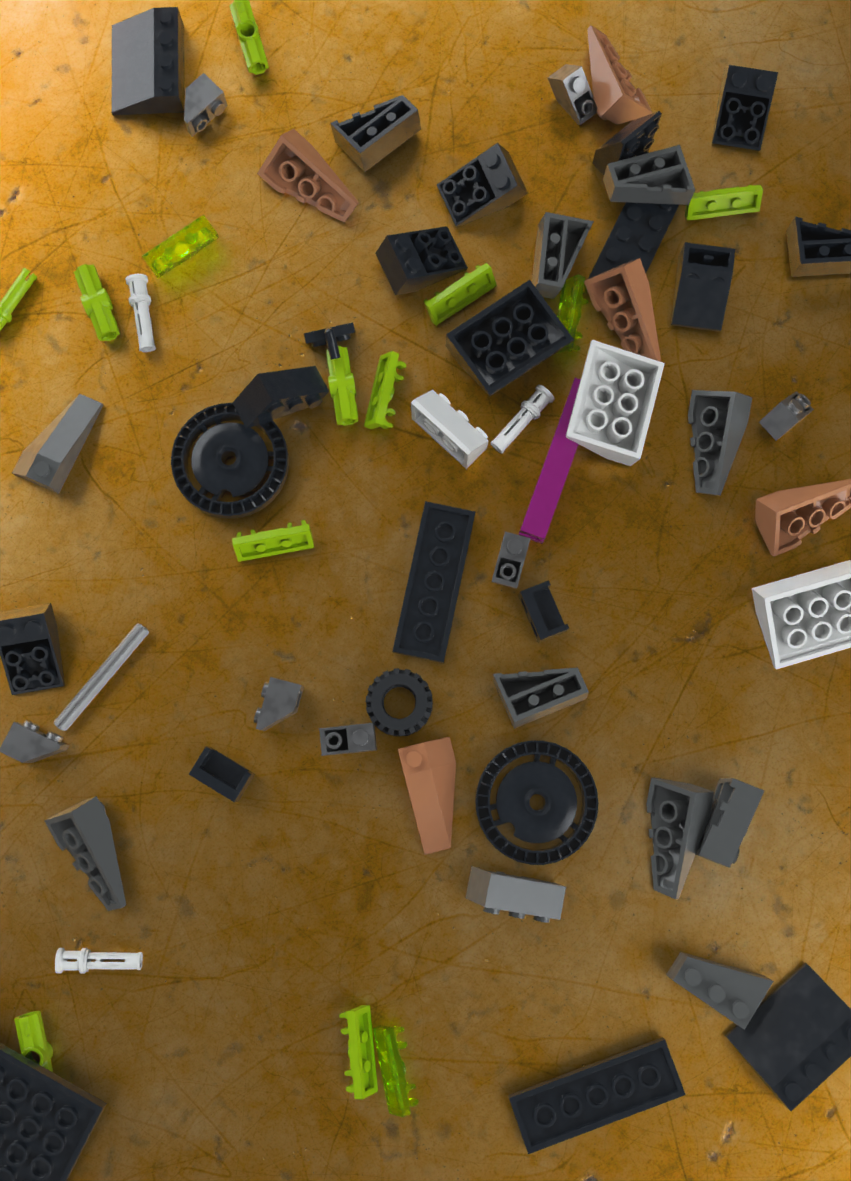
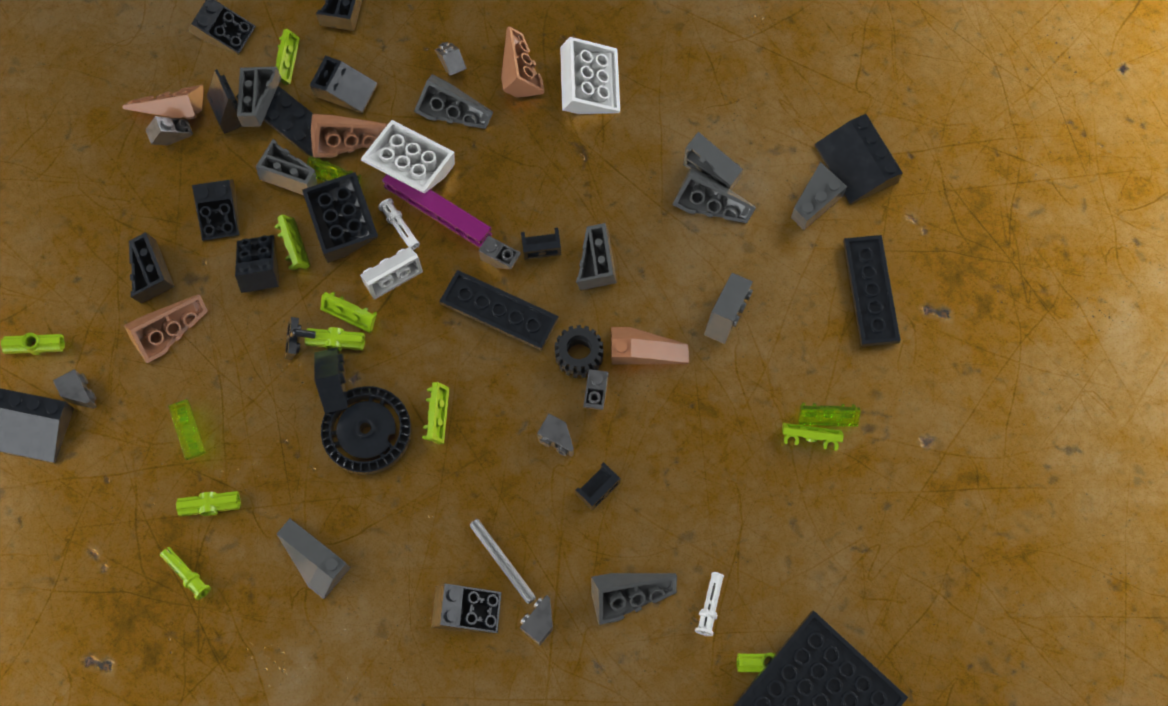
camera: 75 degrees left, 10 degrees down
(140, 302) = (216, 471): white pin -> none
(558, 802) = (673, 266): black piece -> none

